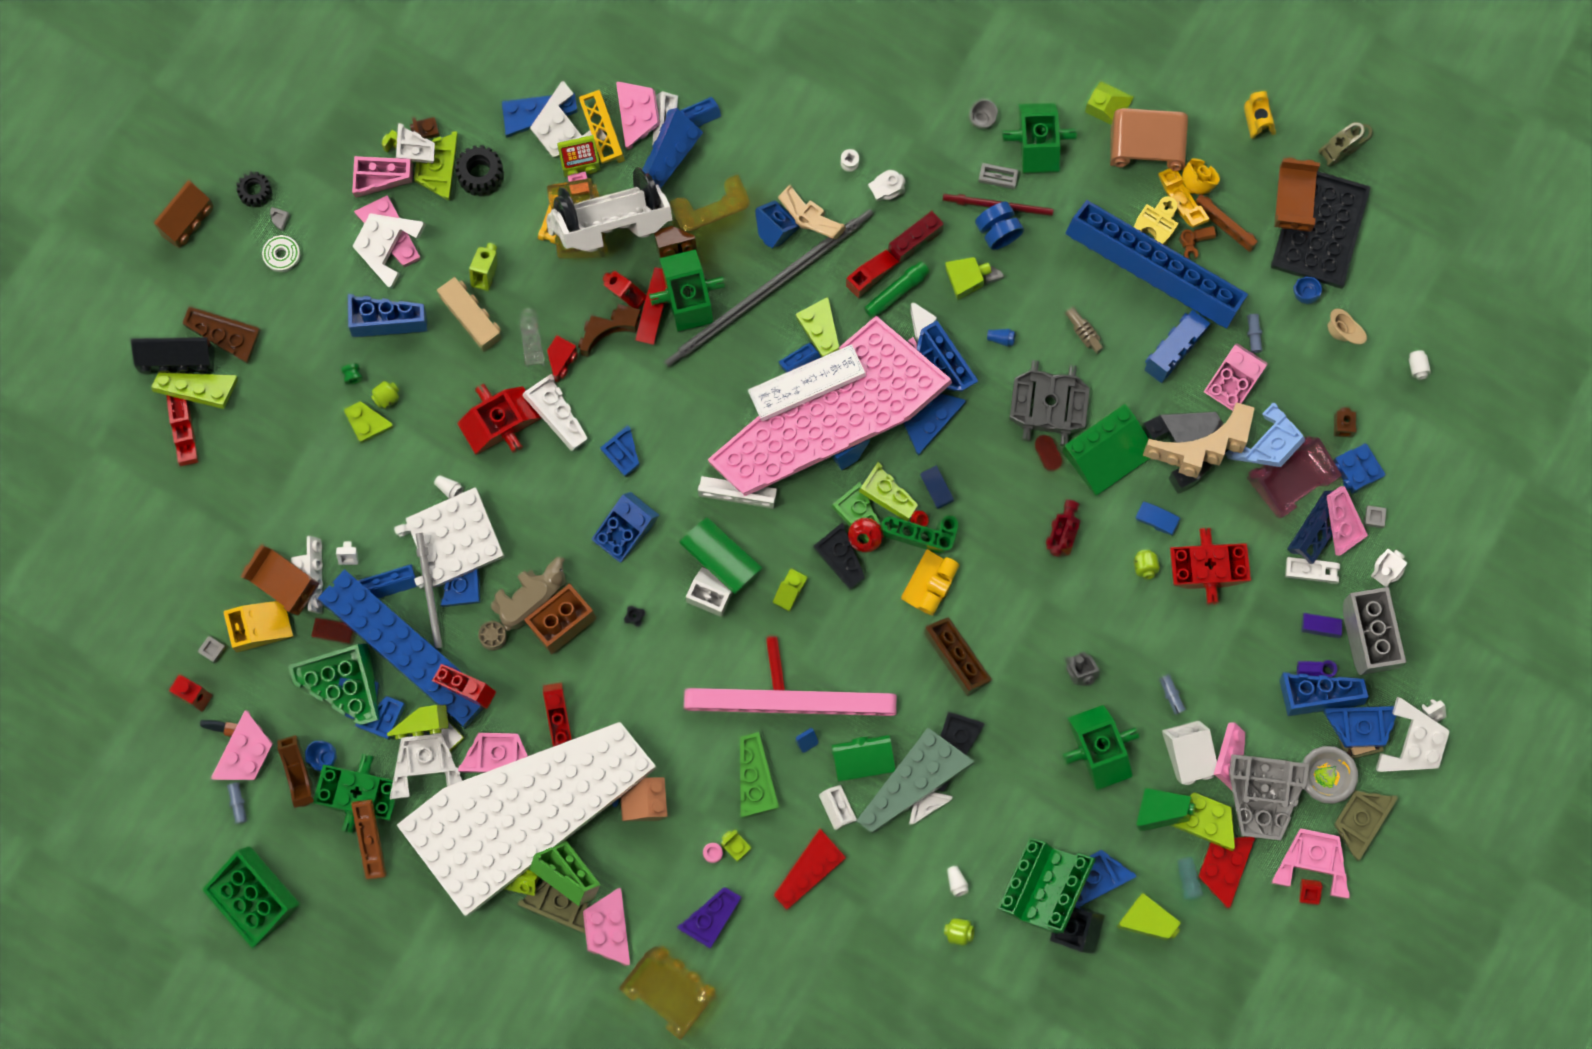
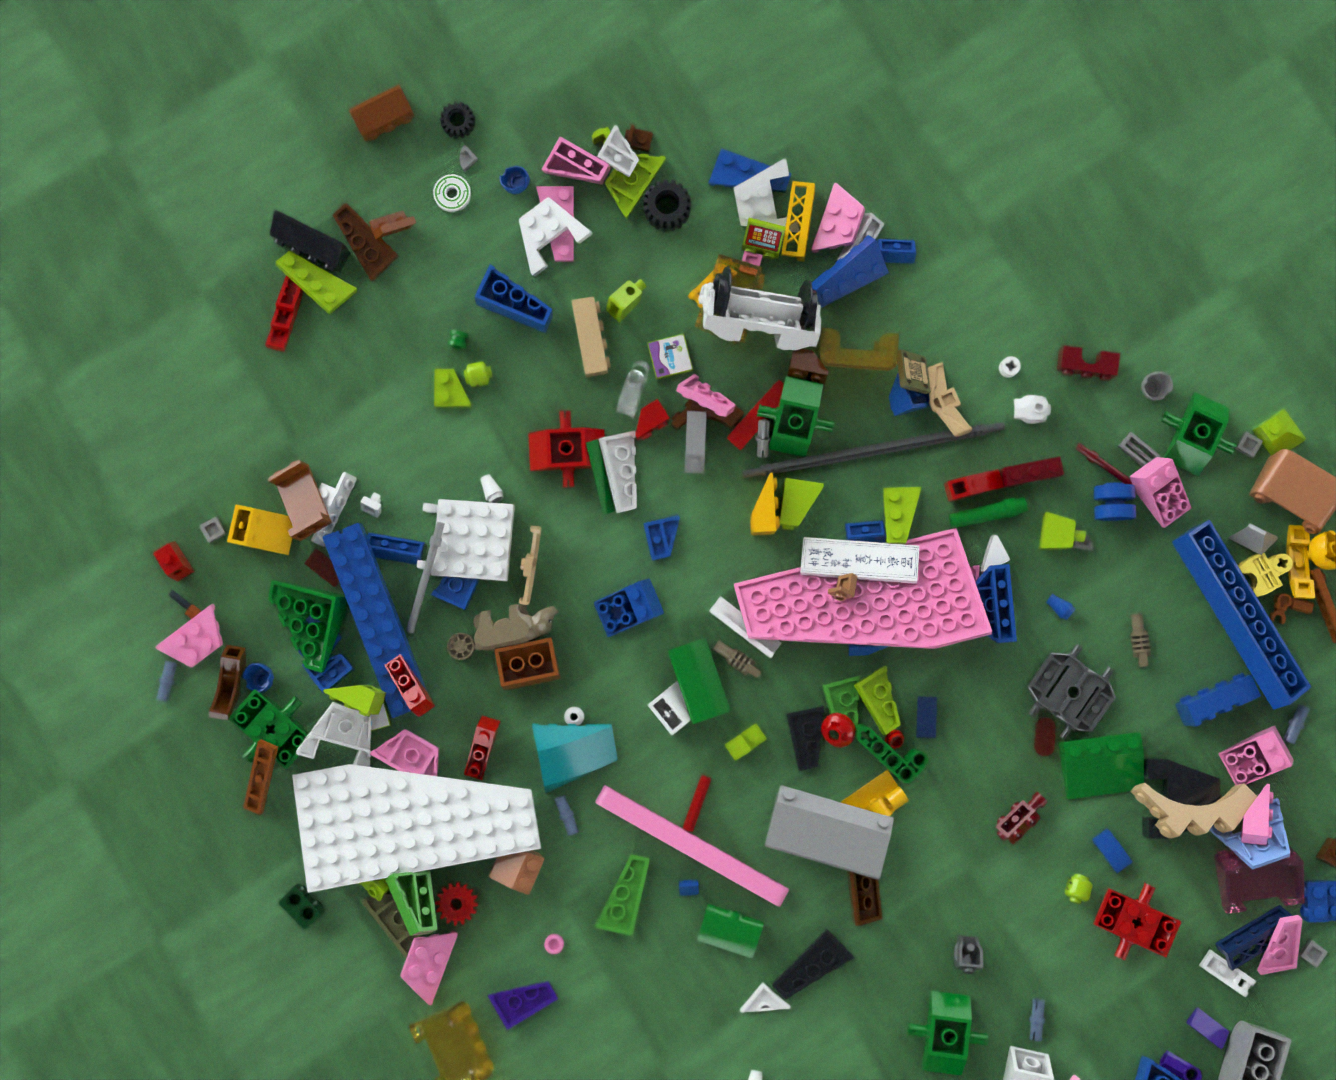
camera: 30 degrees right, 10 degrees up
(241, 304) = (391, 224): none -> dark orange bracket
(250, 896) = (138, 770): green slope -> none
(332, 214) = (515, 180): none -> blue hair
(463, 942) = (298, 910): none -> dark green brick
(516, 531) = (529, 565): none -> tan plate
(541, 427) = (600, 477): none -> green sticker
(549, 296) = (670, 356): none -> tile
(593, 310) = (701, 393): none -> bright pink wing
(606, 850) = (449, 910): none -> red gear
(609, 354) = (695, 442): none -> light grey slope
(619, 286) = (739, 386): red torso -> none
(626, 648) = (578, 711): none -> white brick
(631, 610) = (595, 698): black plate -> none
(641, 673) = (572, 751): none -> teal wedge
(664, 733) = (566, 815): none -> sand blue pin
(667, 322) = (763, 438): none -> light grey axle
(704, 389) = (763, 515): none -> yellow slope
(726, 361) = (796, 501): none -> lime slope
(735, 845) = (577, 948): lime bracket -> none
(745, 522) = (737, 659): none -> dark tan hinge
(768, 203) = (913, 372): none -> tile
(805, 409) = (845, 587): none -> medium nougat bracket
(812, 866) = (637, 1002): red wing -> none
(837, 807) = (684, 961): white slope -> none
(901, 131) = (1071, 362): none -> dark red arch
(903, 623) = (829, 832): none -> light grey slope
(919, 774) = (771, 974): sand green wing -> none
(931, 420) = (955, 654): blue wing -> none
(1034, 197) = (1161, 490): none -> bright pink slope
(1088, 125) = (1248, 444): none -> light grey tile
(1133, 196) = (1254, 538): none -> light grey slope
(1261, 424) = (1256, 819): none -> bright pink slope
(1389, 567) = (1300, 1009): white hand -> none

